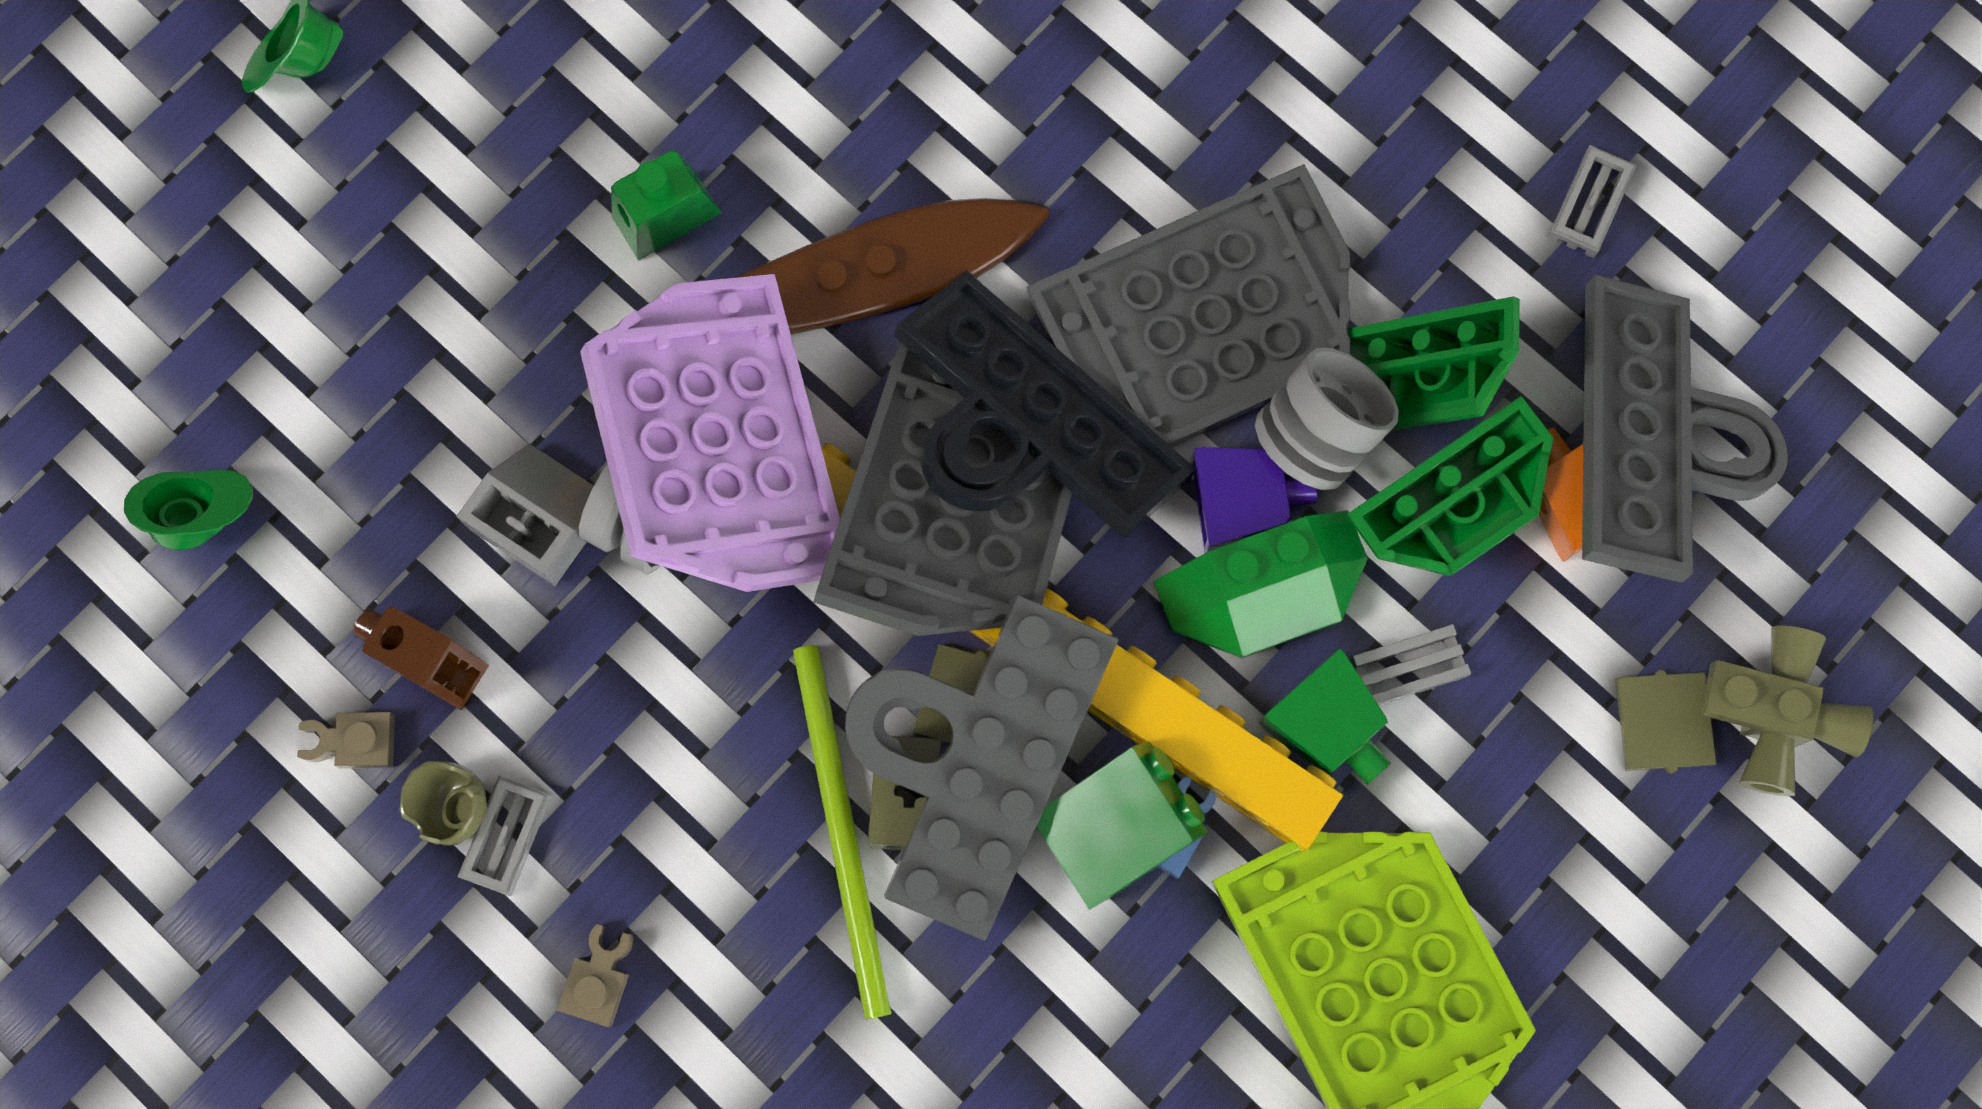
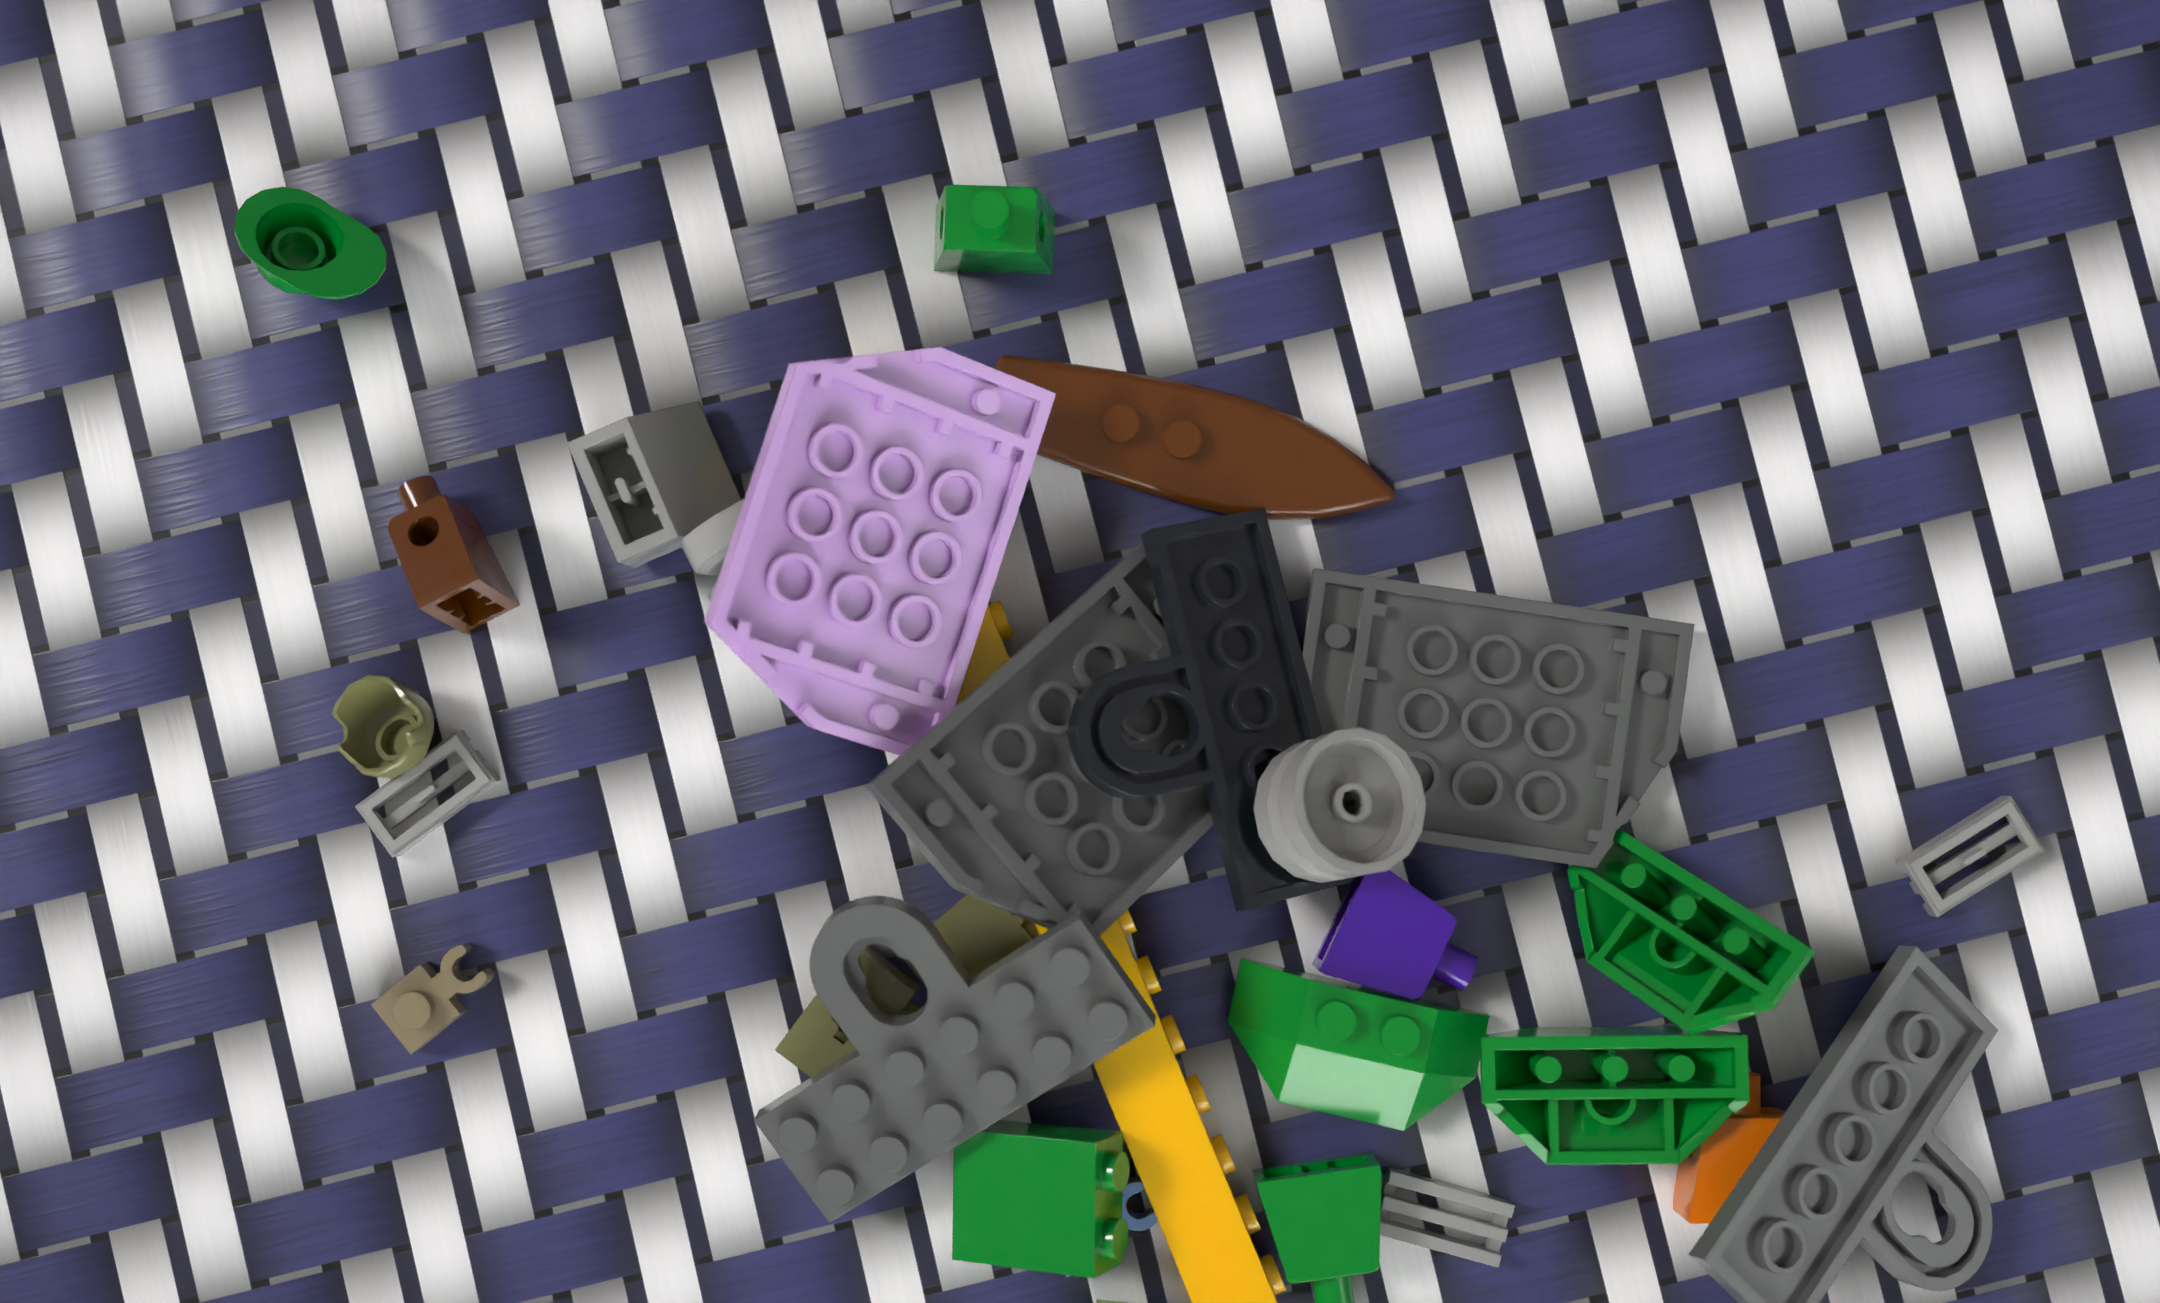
camera: 30 degrees right, 10 degrees up
(357, 740) = (339, 600): dark tan plate -> none
(842, 832) = (763, 1008): lime piece -> none
(1146, 418) = (1340, 806): none -> light grey wheel
(1326, 418) = (1528, 923): light grey wheel -> none

